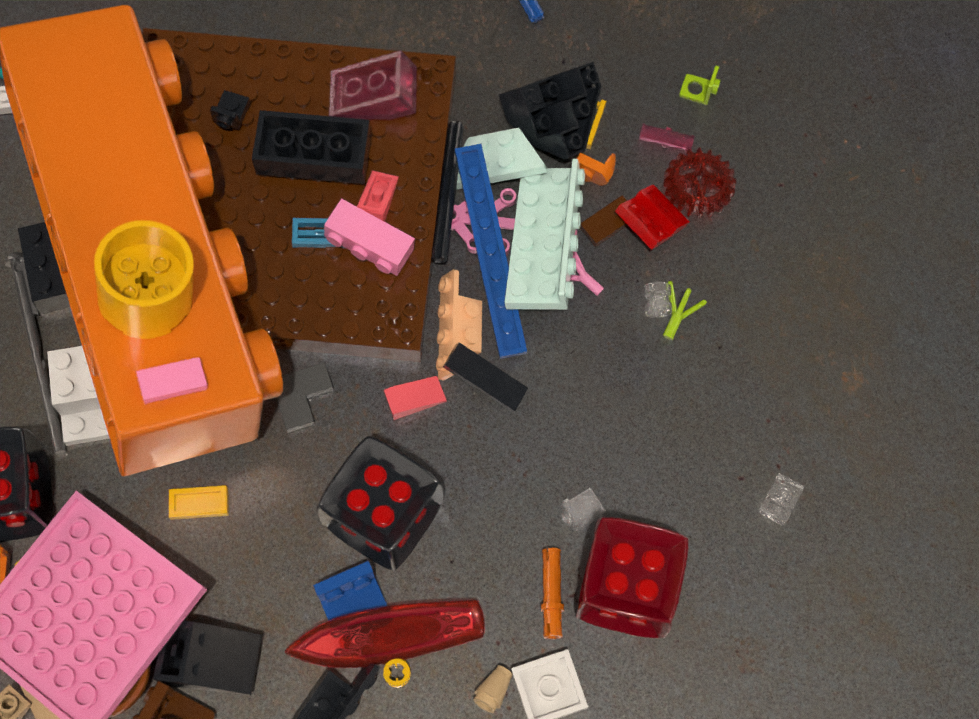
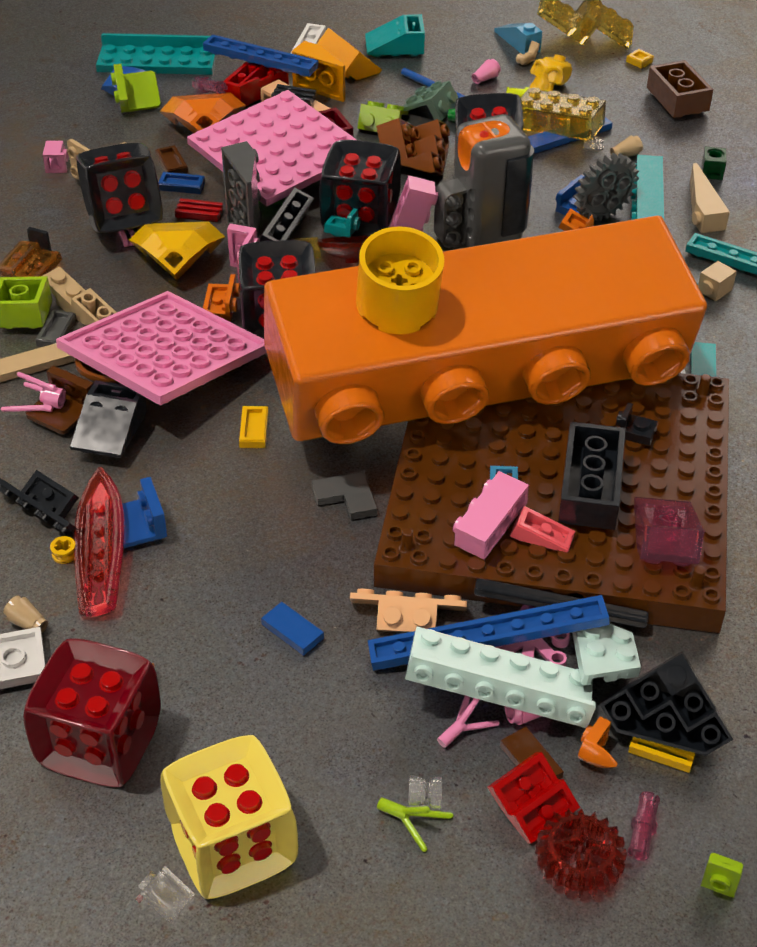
camera: 95 degrees right, 25 degrees down
(171, 380) = (313, 312): bright pink tile -> none
(380, 503) = (215, 521): black piece -> none
(414, 396) = (333, 573): coral slope -> none
(483, 429) = (292, 628): none -> blue tile
(485, 377) = (343, 623): black tile -> none
(581, 510) = (189, 700): clear bracket -> none
(726, 440) = (229, 816): none -> light yellow piece

